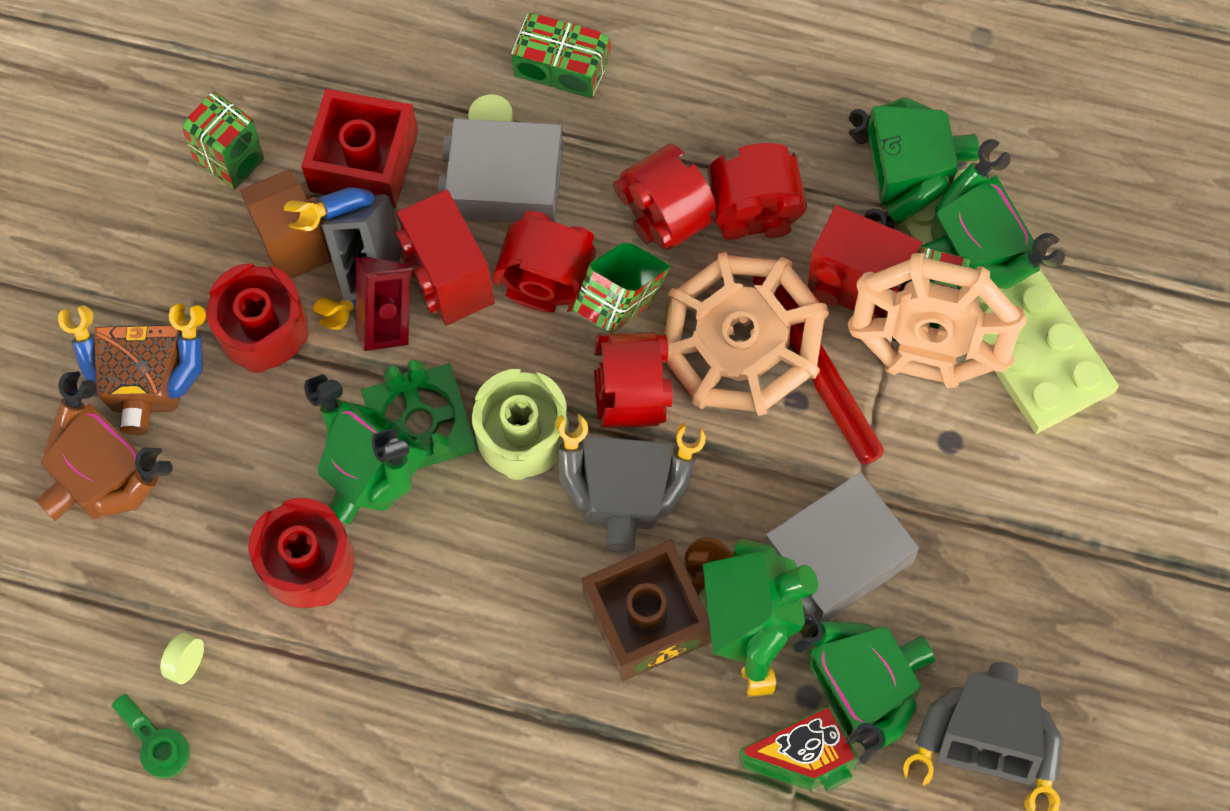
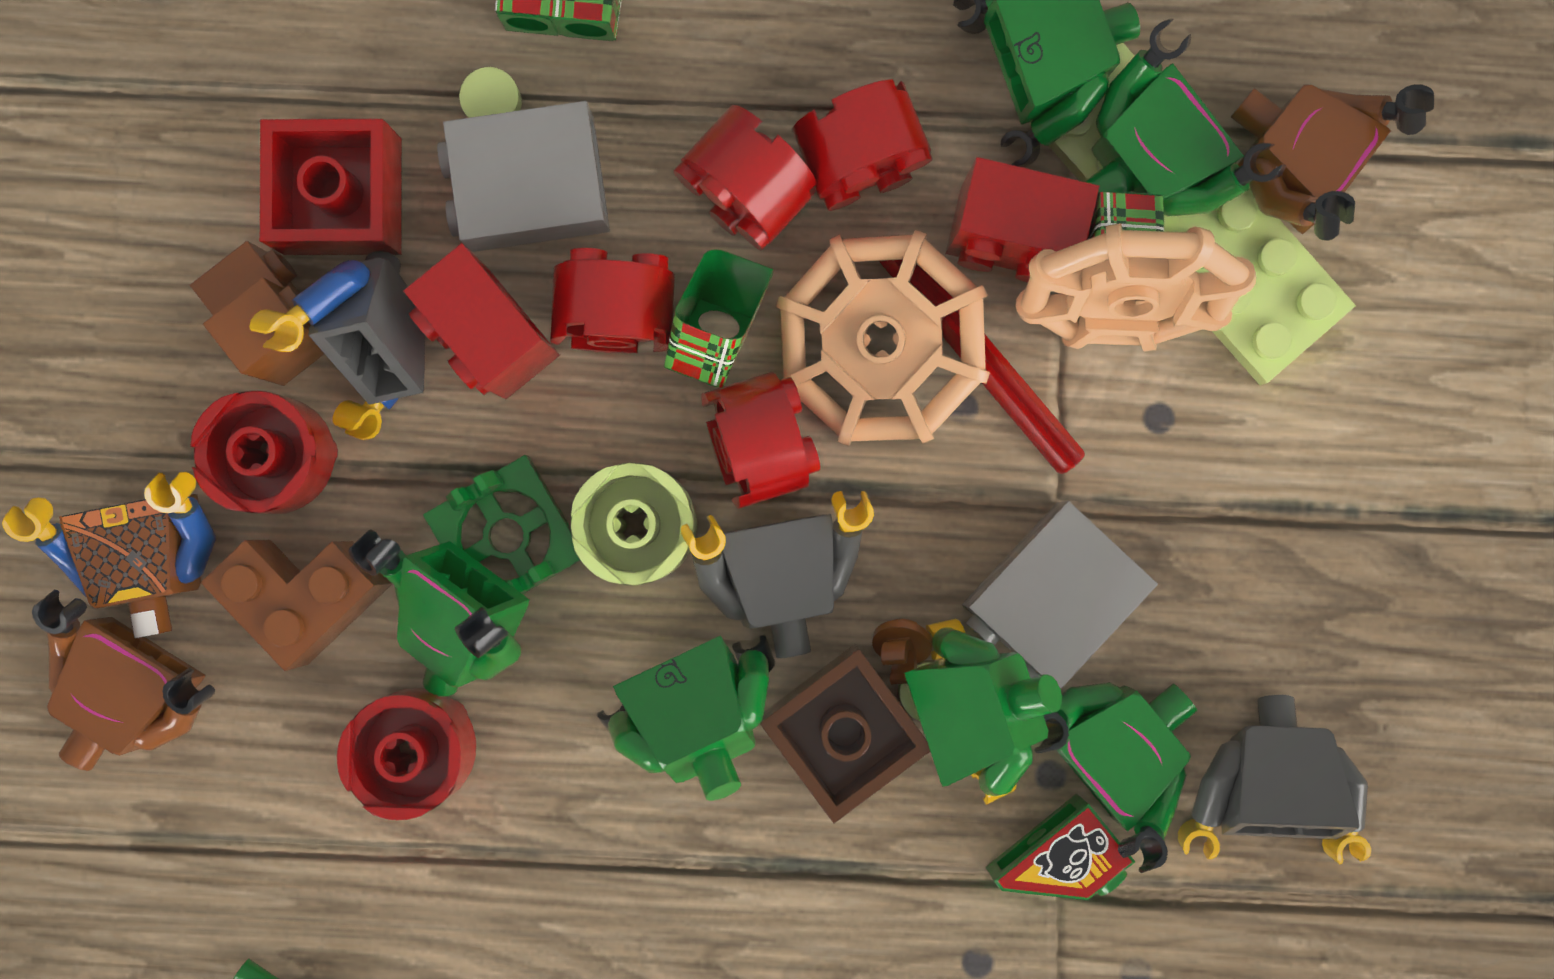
camera: 15 degrees left, 20 degrees up
(182, 658) = (299, 905): yellowish green tile -> none
(215, 143) = (145, 216): piece -> none
(256, 434) = (290, 609): none -> dark orange brick
(382, 303) = (418, 403): dark red slope -> none
(530, 558) = (694, 713): none -> green torso
(1106, 263) = (1325, 145): none -> dark orange torso

